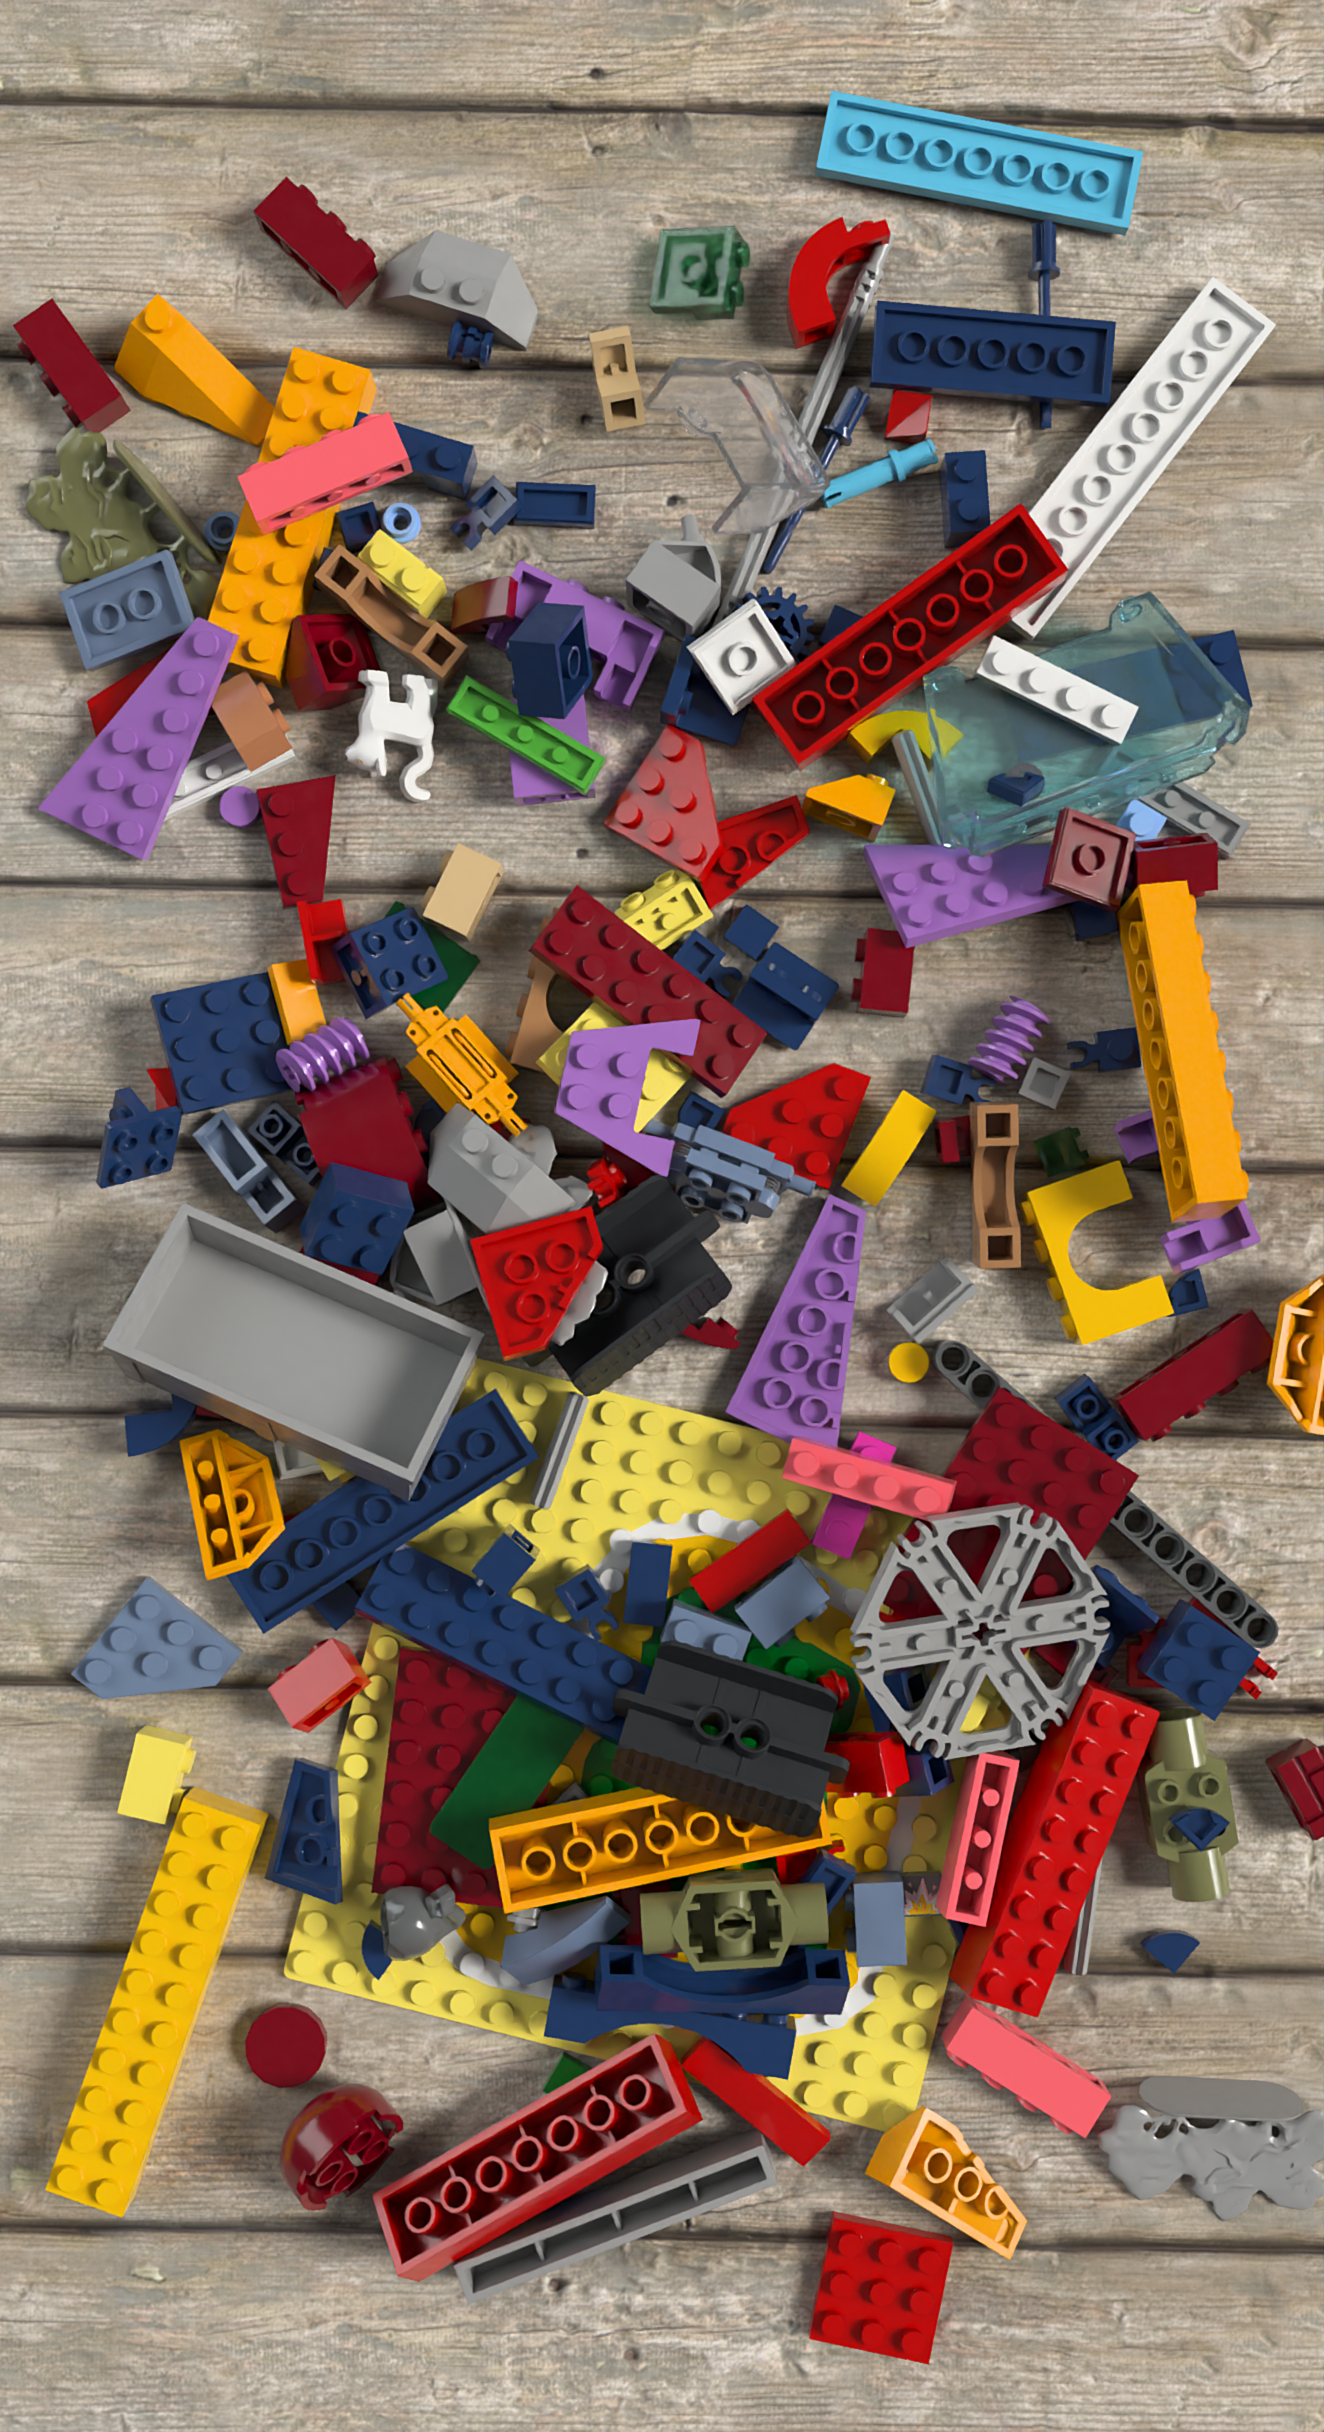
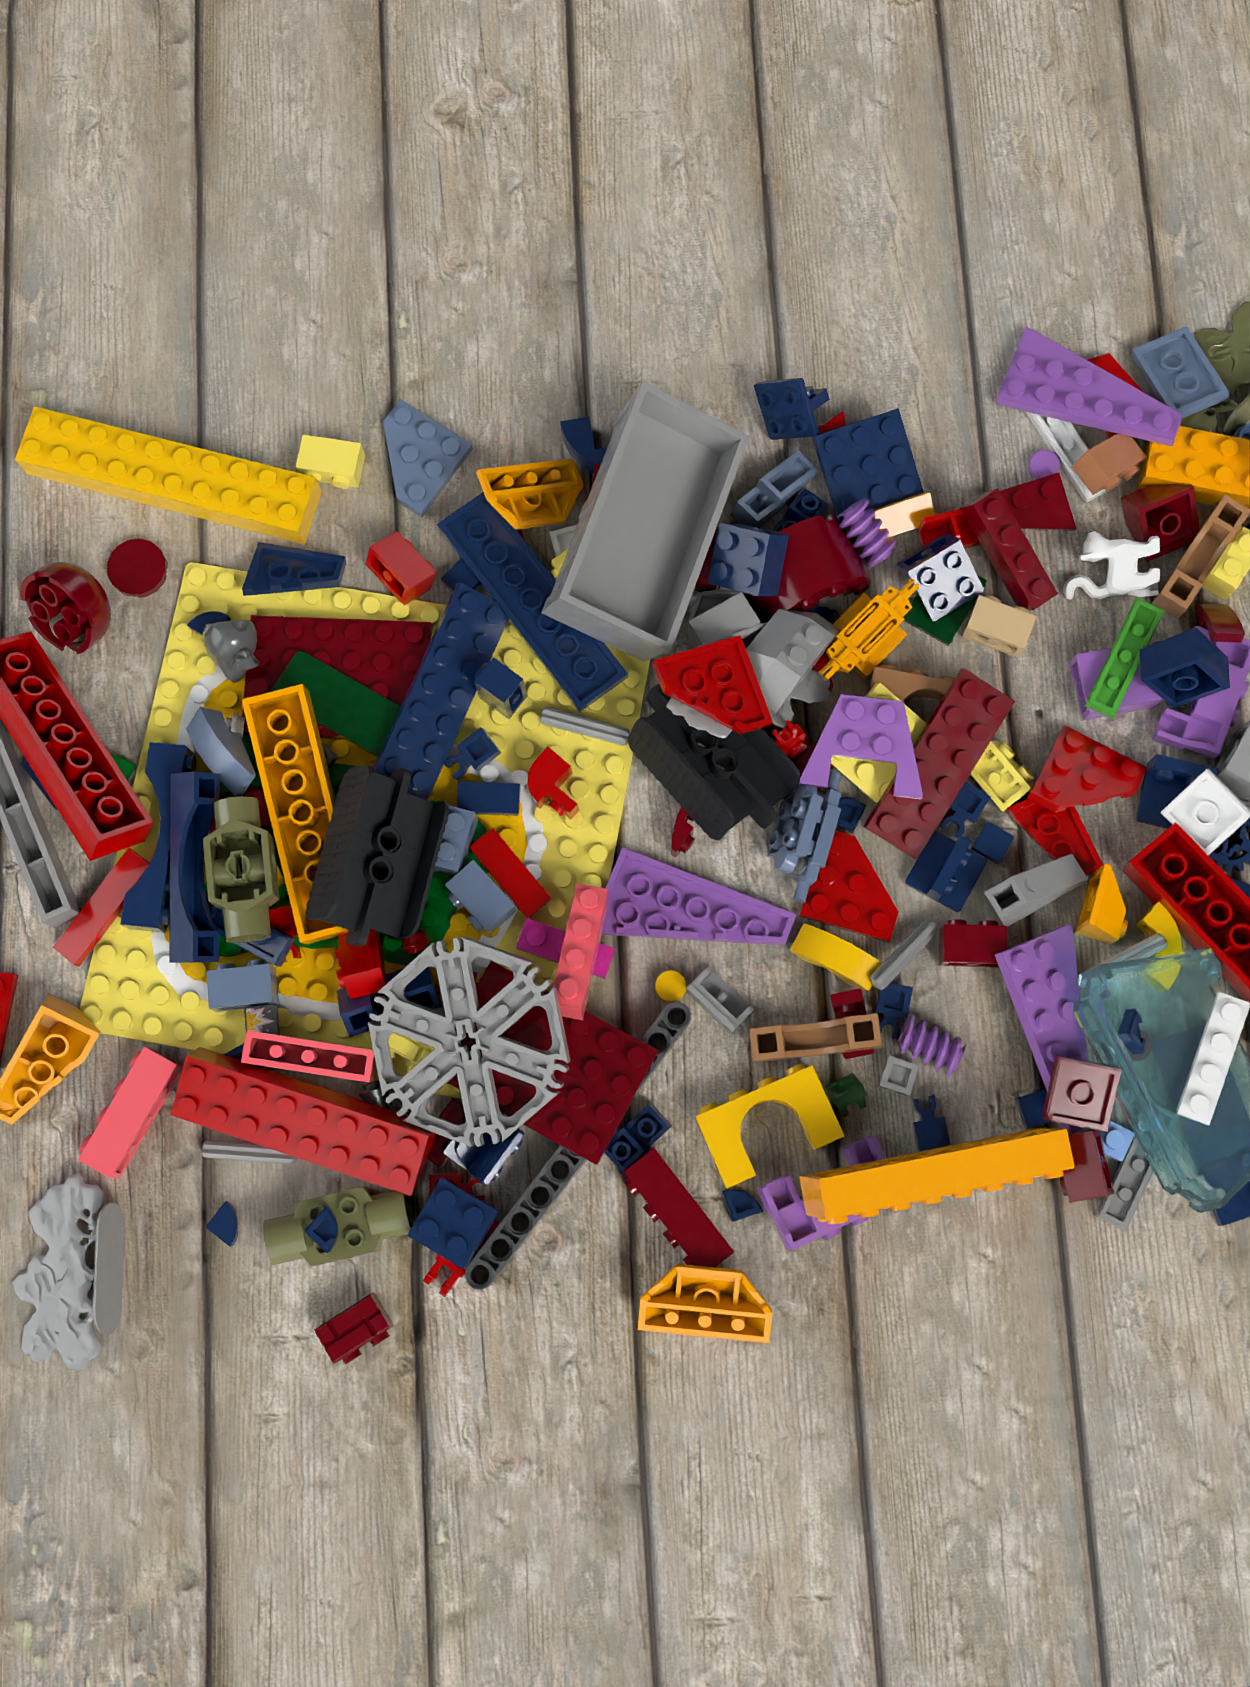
camera: 90 degrees right, 10 degrees down
(365, 869) = (1009, 550): none -> dark red brick
(629, 1508) = (544, 783): none -> red brick
(821, 886) = (1035, 888): none -> light grey slope
(892, 1062) = (904, 954): none -> light grey axle

